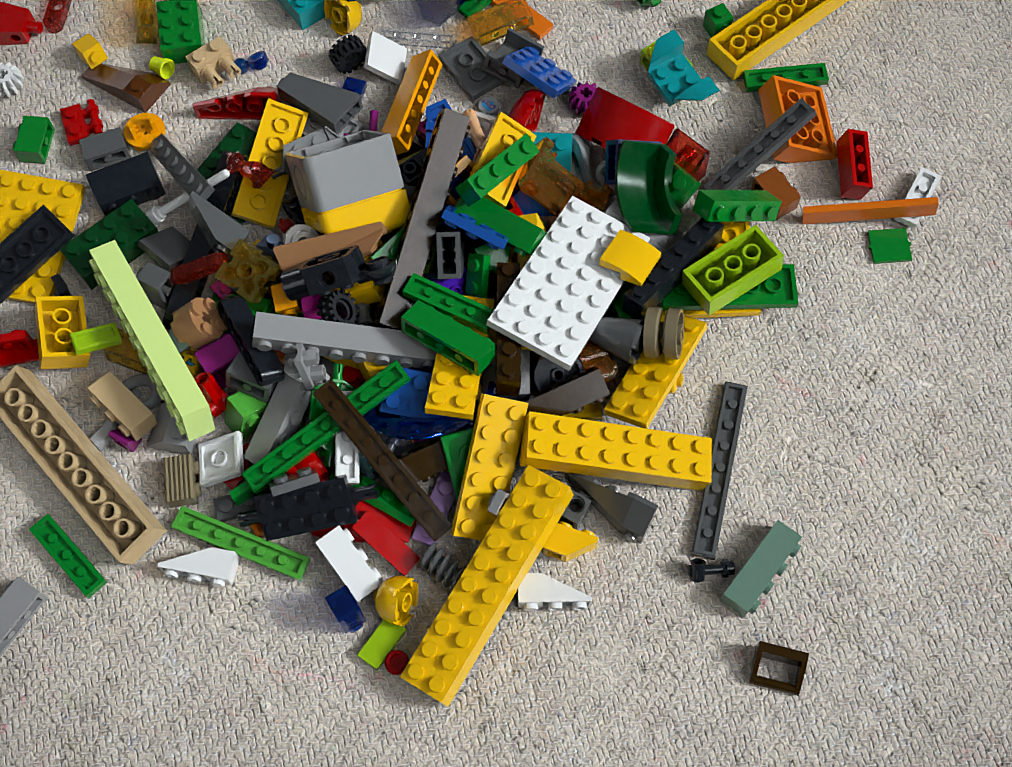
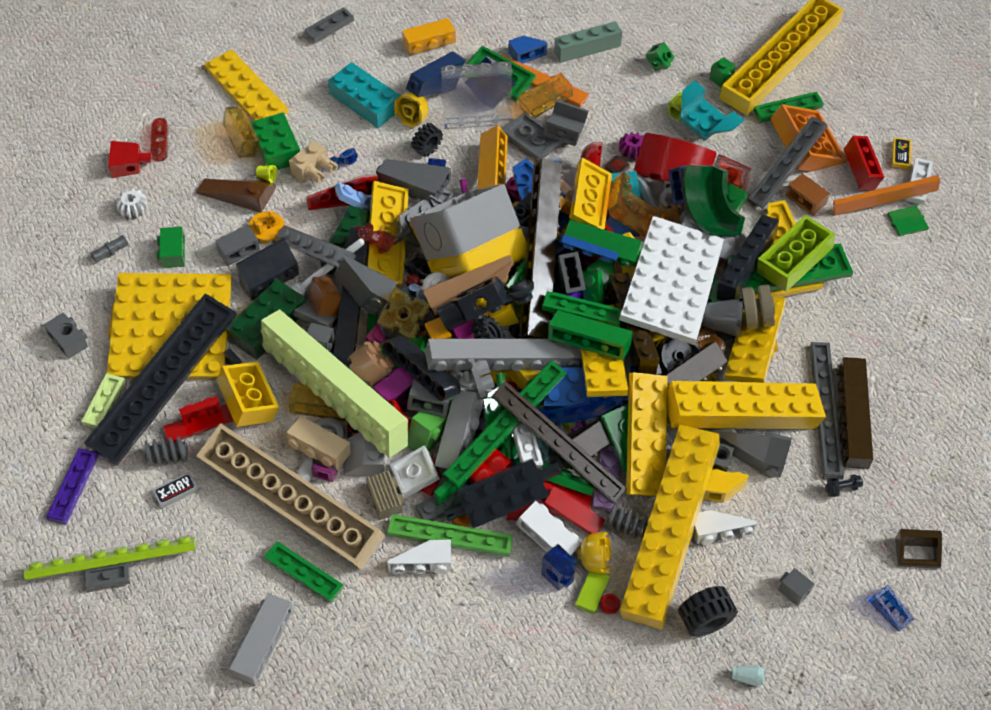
camera: 15 degrees left, 10 degrees down
(75, 123) = (204, 231): red plate -> none
(90, 51) = (201, 169): yellow brick -> none
(95, 338) = (281, 392): lime tile -> none
(178, 229) = (324, 296): none -> dark orange brick
(198, 268) = (357, 321): clear red beam -> none
(241, 112) = (353, 197): none -> light blue hinge
(284, 484) = (497, 466): dark grey plate -> none
(385, 58) = (458, 138): white tile -> none
(497, 170) = (593, 201): green brick -> none
(497, 501) = (662, 458): light grey plate -> none
(499, 699) = (707, 611): none -> black tyre
(540, 71) = (592, 128): blue plate -> none
(561, 120) = (617, 165): none -> tile
(616, 685) = (795, 586): none -> dark grey brick
(630, 257) = (715, 252): yellow slope -> none
(731, 731) = (881, 607): none -> clear blue slope
(736, 205) = (784, 205): green brick -> none
(751, 482) = (855, 413): none -> dark brown brick
(761, 568) = (883, 476): sand green brick -> none
(906, 158) = (901, 153): none -> tile

